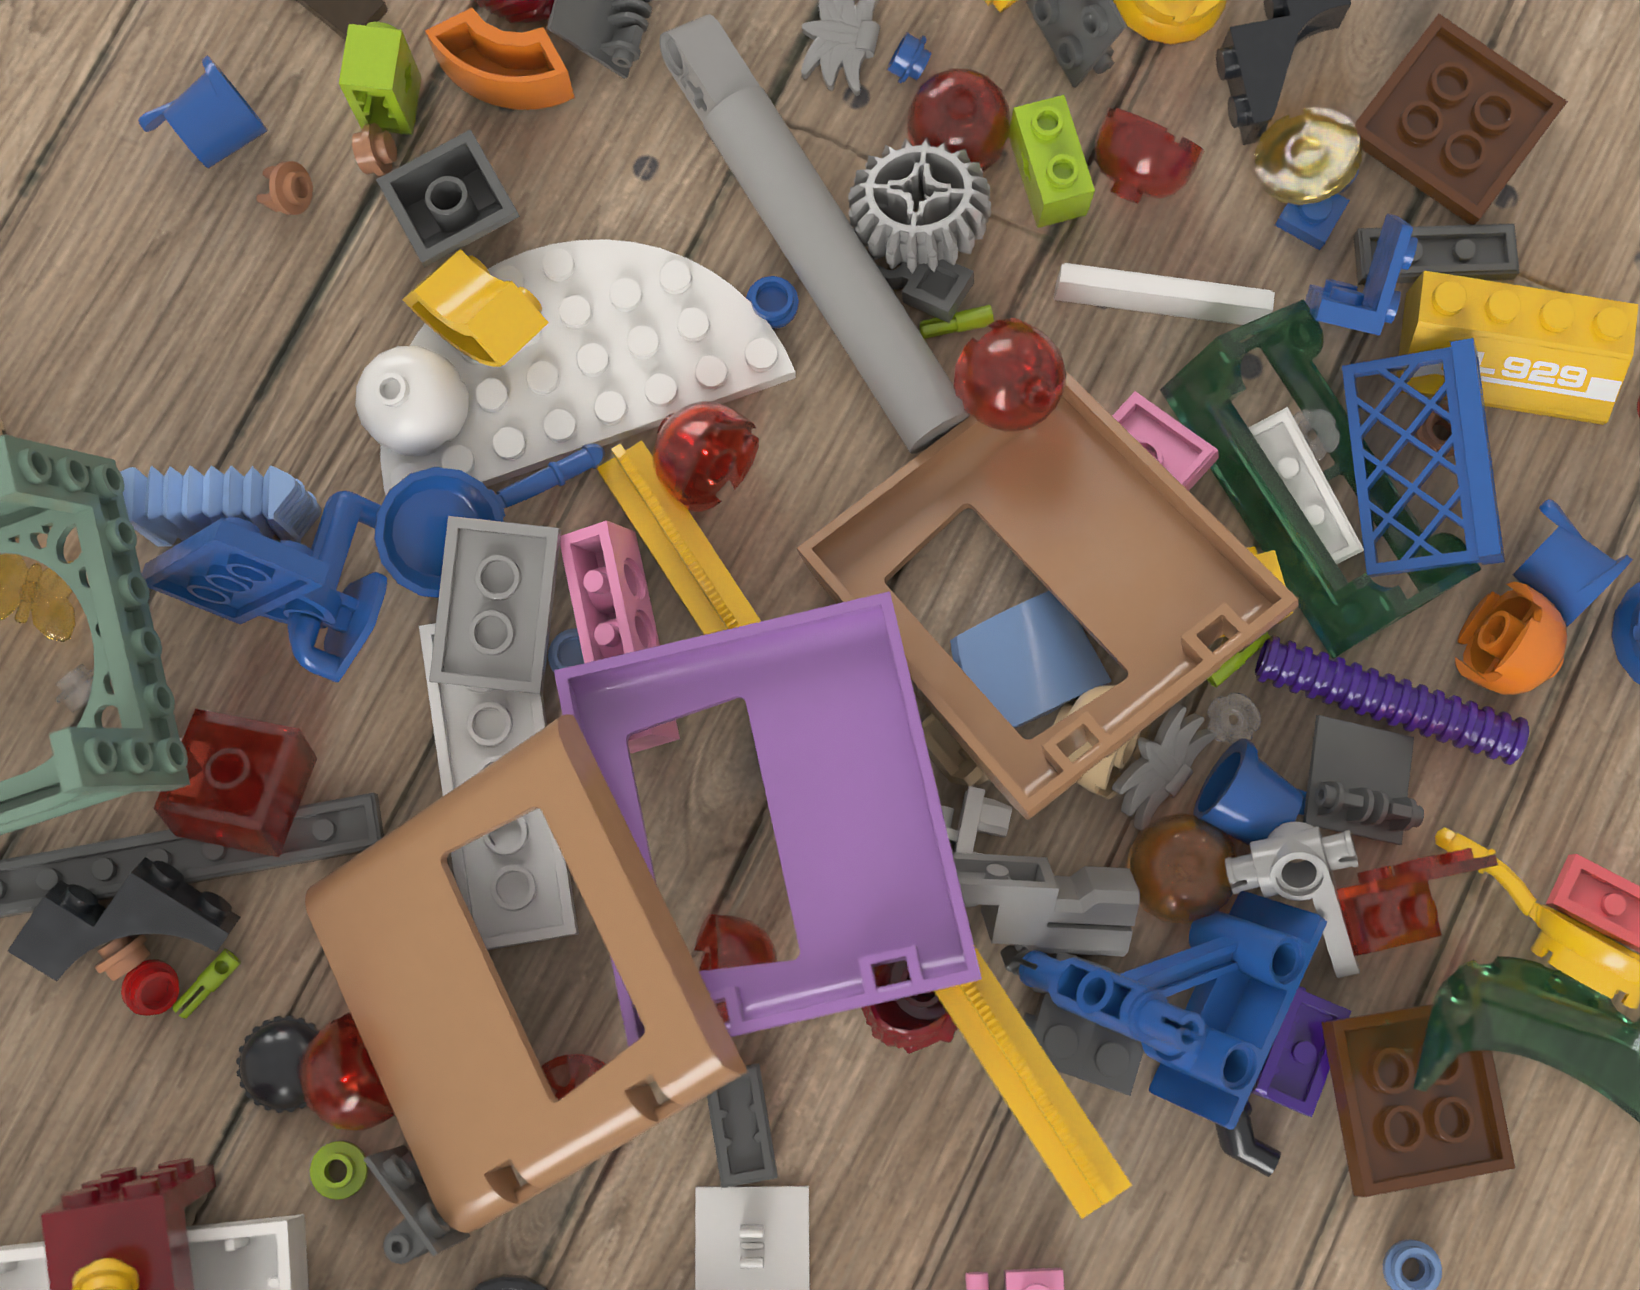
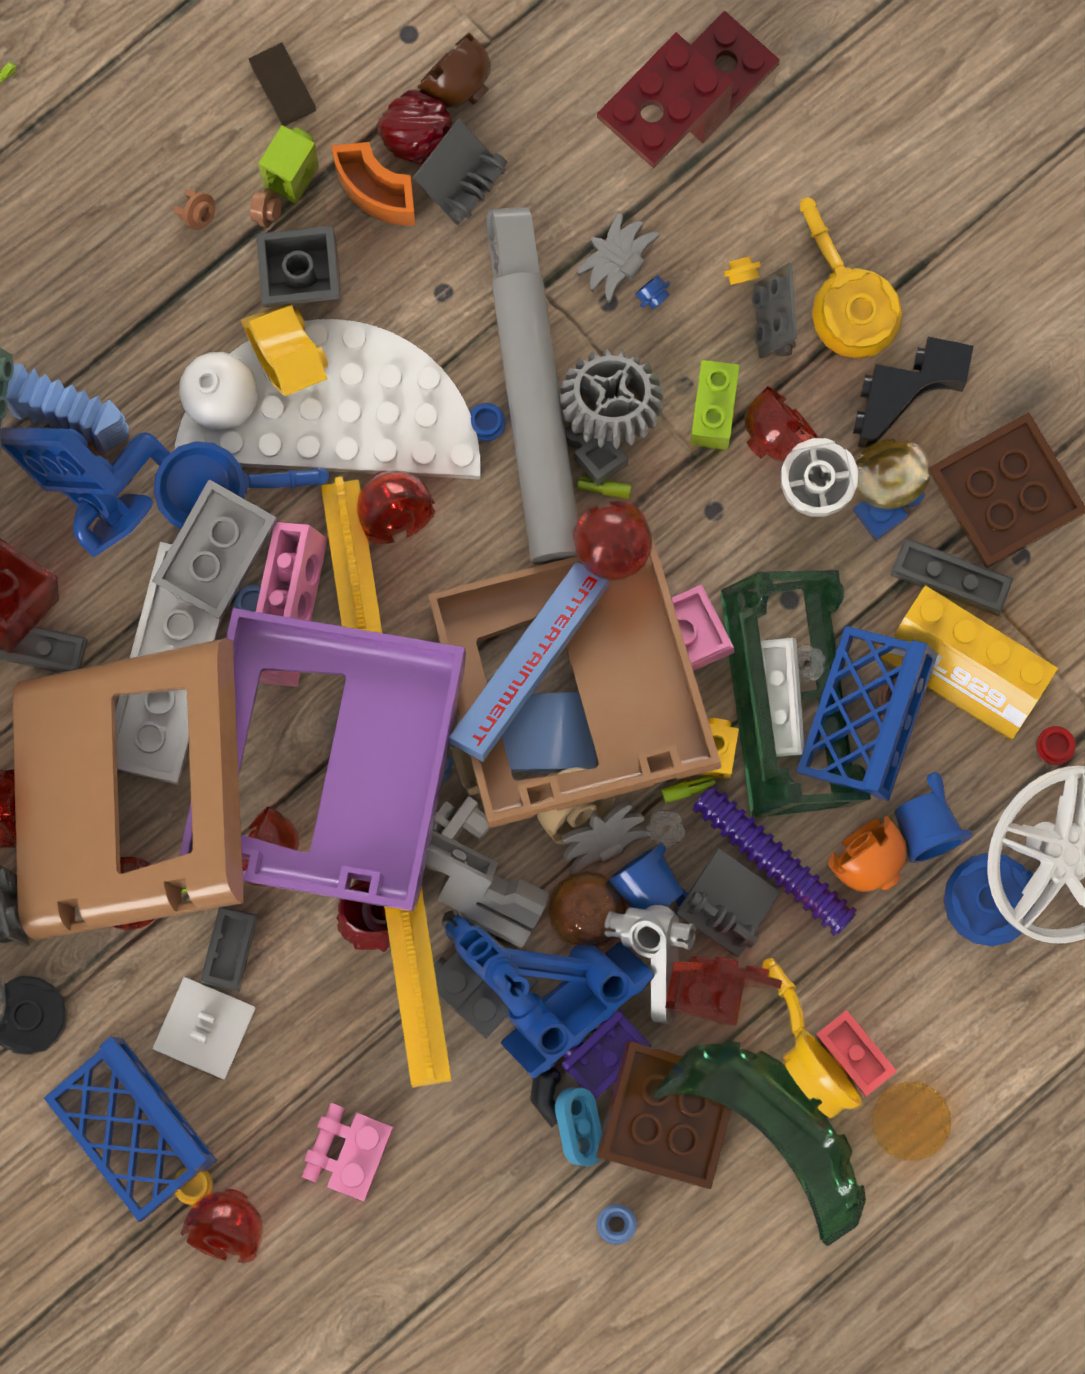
camera: 25 degrees right, 0 degrees up
(209, 117) = (165, 141): blue hat -> none
(963, 112) = (670, 348): clear red cylinder -> none
(973, 581) = (528, 662): none -> medium blue tile
(1162, 294) = (748, 526): white tile -> none
(1228, 193) = (819, 477): none -> white cylinder
(1309, 1161) = (578, 1125): none -> dark azure plate
(1367, 311) = (862, 583): blue bracket -> none

